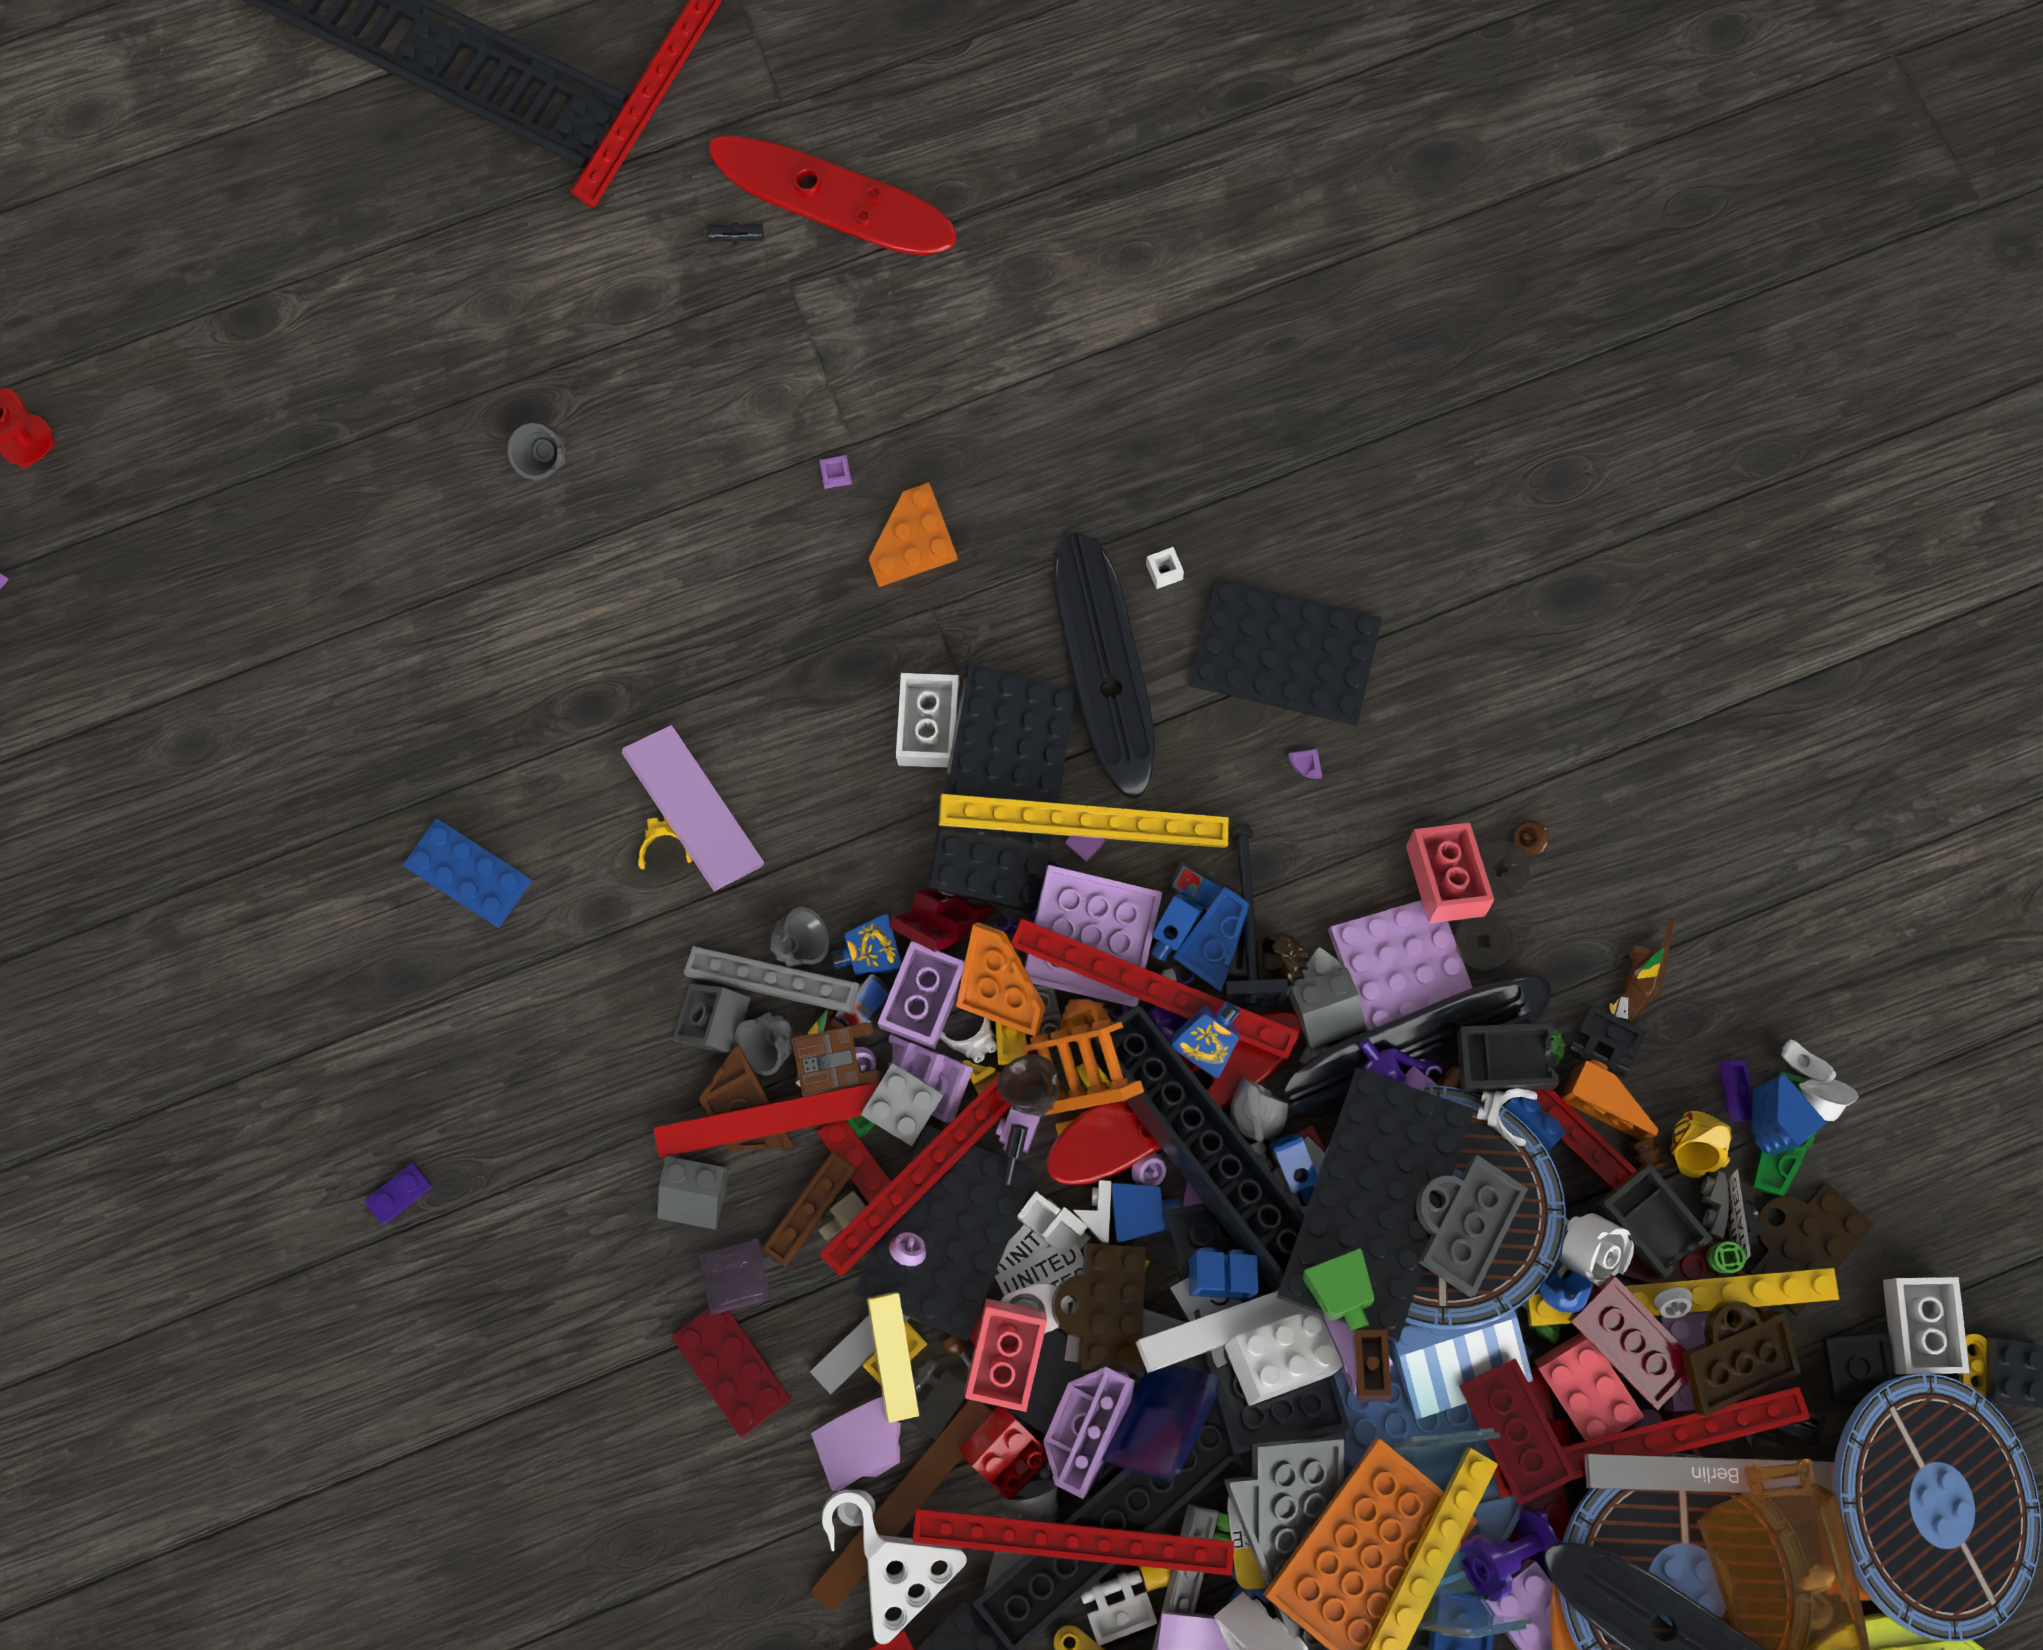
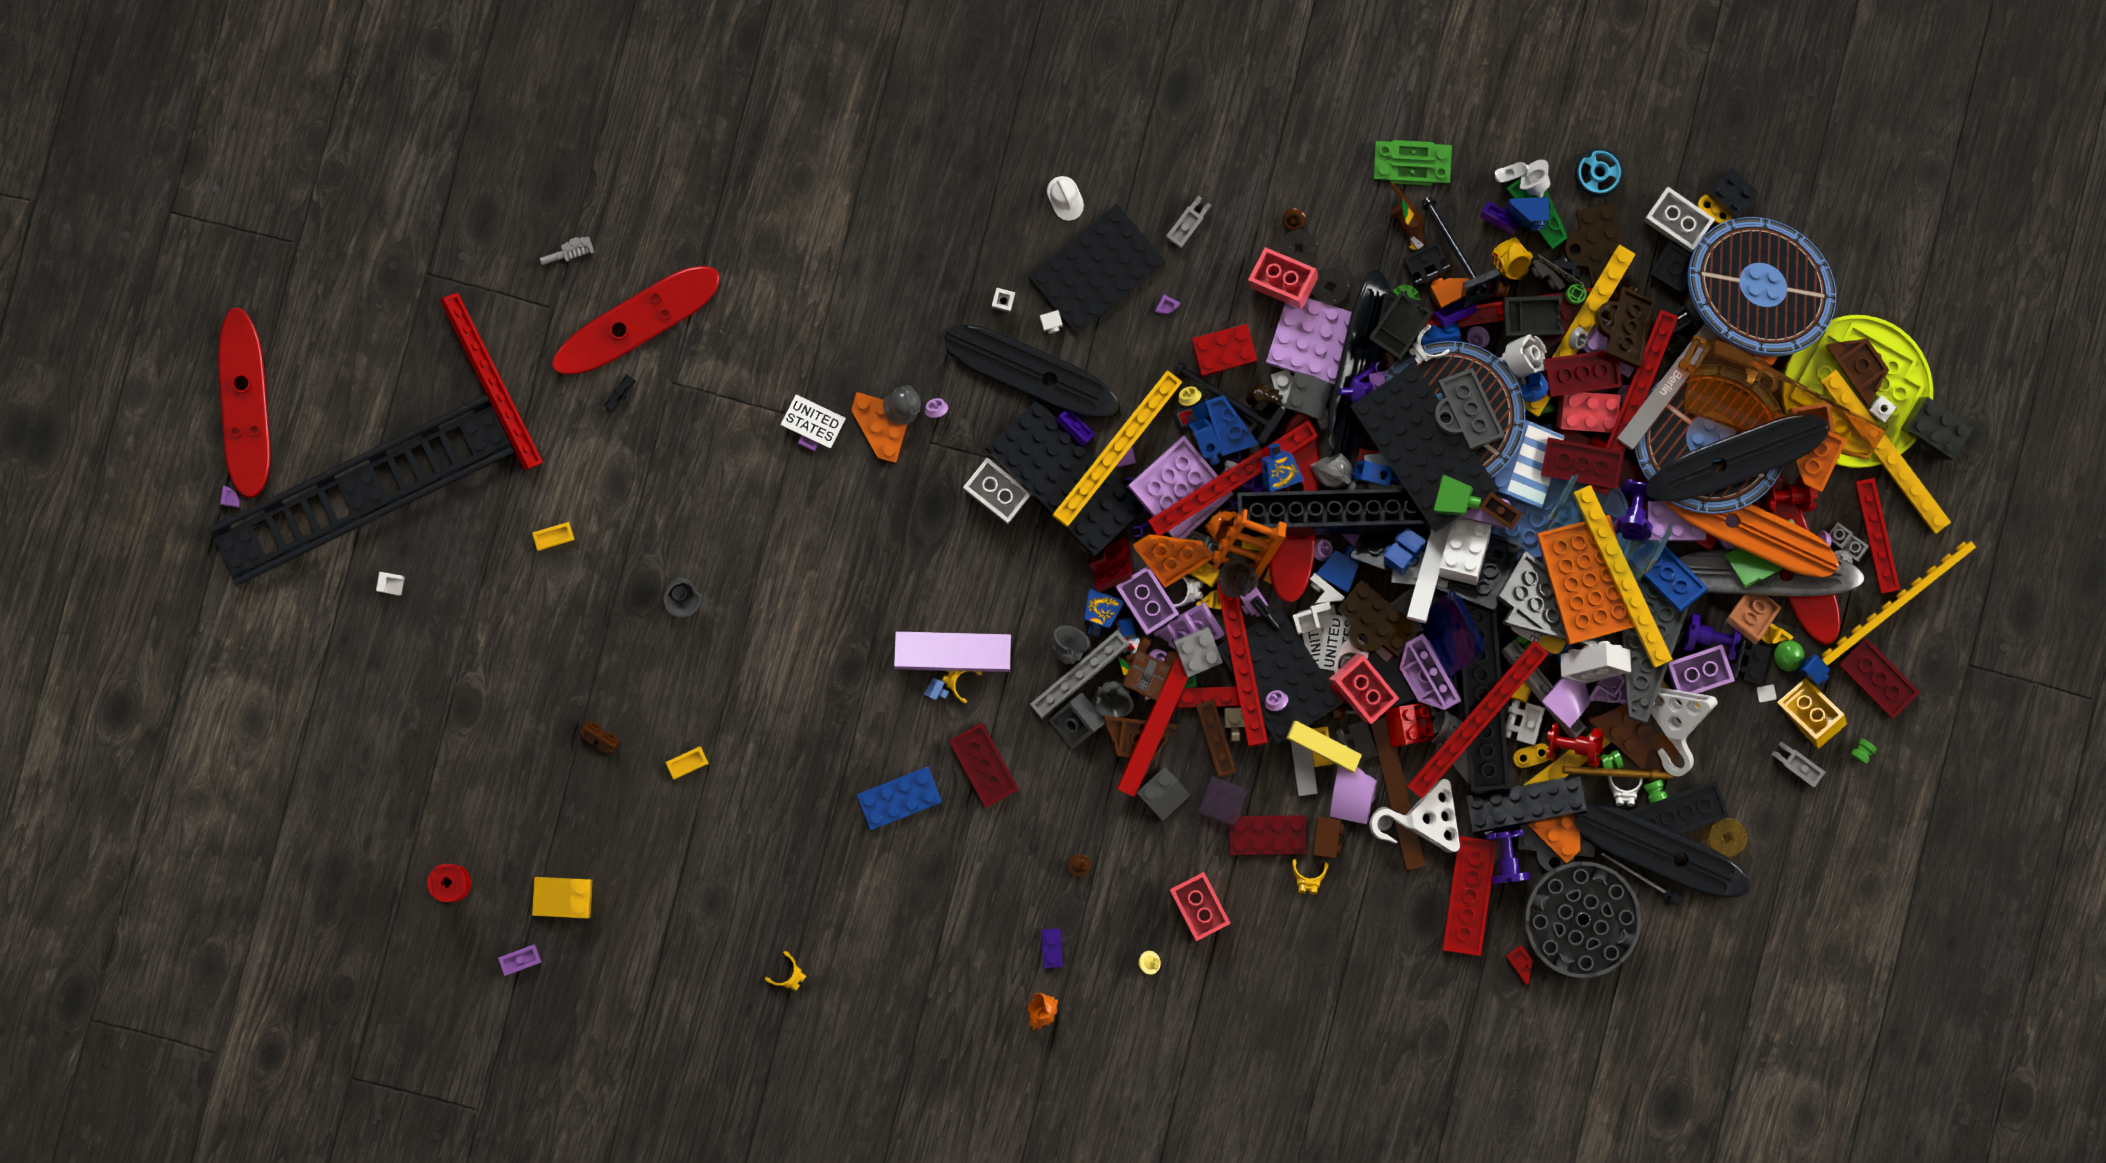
camera: 65 degrees left, 10 degrees up
(85, 573) = (562, 897): none -> yellow slope
(159, 903) = (796, 976): none -> yellow helmet
(305, 1238) = (1042, 1010): none -> orange hair
(309, 471) = (592, 732): none -> reddish brown hinge
(337, 142) = (390, 583): none -> white panel
(345, 599) = (687, 763): none -> yellow tile
(458, 1333) = (1149, 962): none -> light yellow hat
(516, 276) = (553, 536): none -> yellow tile
(527, 1151) = (1079, 865): none -> reddish brown hat
(573, 1345) = (1199, 906): none -> coral brick
(576, 944) = (983, 765): none -> dark red plate
(632, 821) = (935, 689): none -> medium blue tile
(700, 1470) = (1307, 884): none -> yellow helmet
(779, 1450) = (1327, 837): none -> reddish brown brick
(858, 459) = (813, 421): none -> white sticker
(863, 75) = (570, 250): none -> light grey piece
(951, 542) = (902, 405): none -> dark grey helmet
(977, 582) = (936, 408): none -> lavender hat
(1075, 759) = (1075, 427): none -> dark purple plate
(1181, 641) = (1051, 322): none -> white plate
(1217, 866) = (1189, 396): none -> light yellow hat
(1304, 867) = (1224, 350): none -> red brick
(1341, 557) = (1065, 198): none -> white piece
(1424, 715) = (1187, 224): none -> light grey hinge
(1571, 1172) = (1478, 336): none -> lavender hat
(1577, 1117) = (1453, 313): none -> dark purple plate
(1631, 1117) = (1478, 287): none -> black tile
(1715, 933) = (1412, 162): none -> bright green piece
(1904, 1150) = (1589, 158): none -> medium azure wheel

